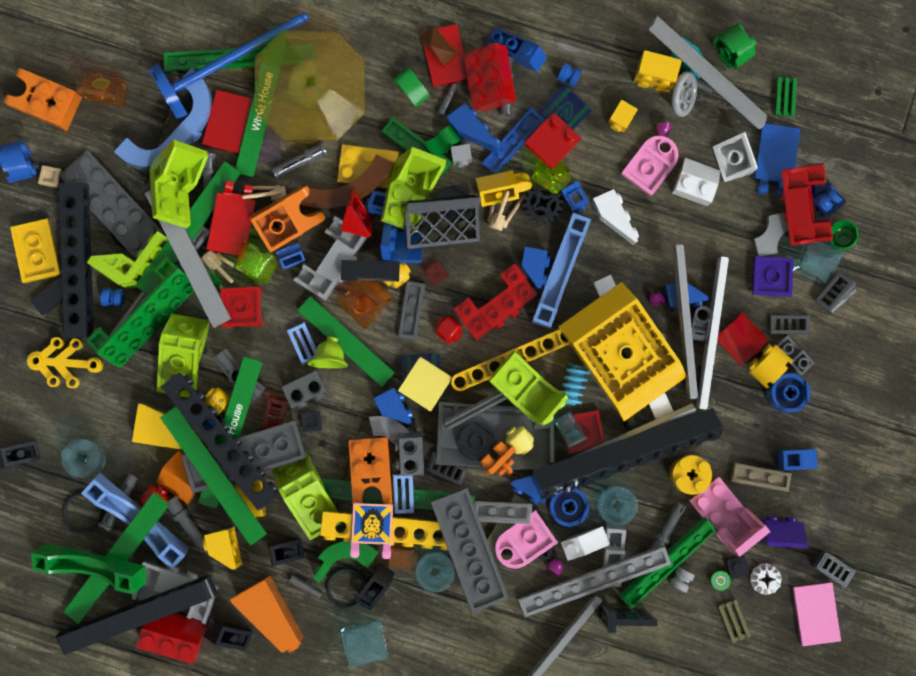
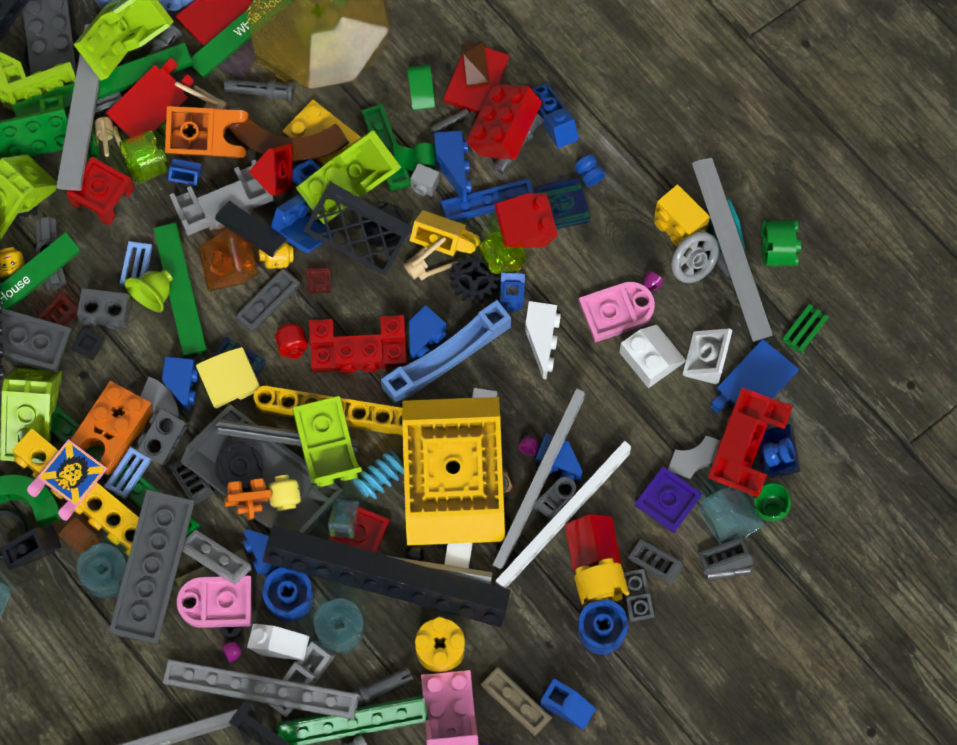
camera: 35 degrees right, 15 degrees down
(622, 116) = (616, 243): yellow brick -> none

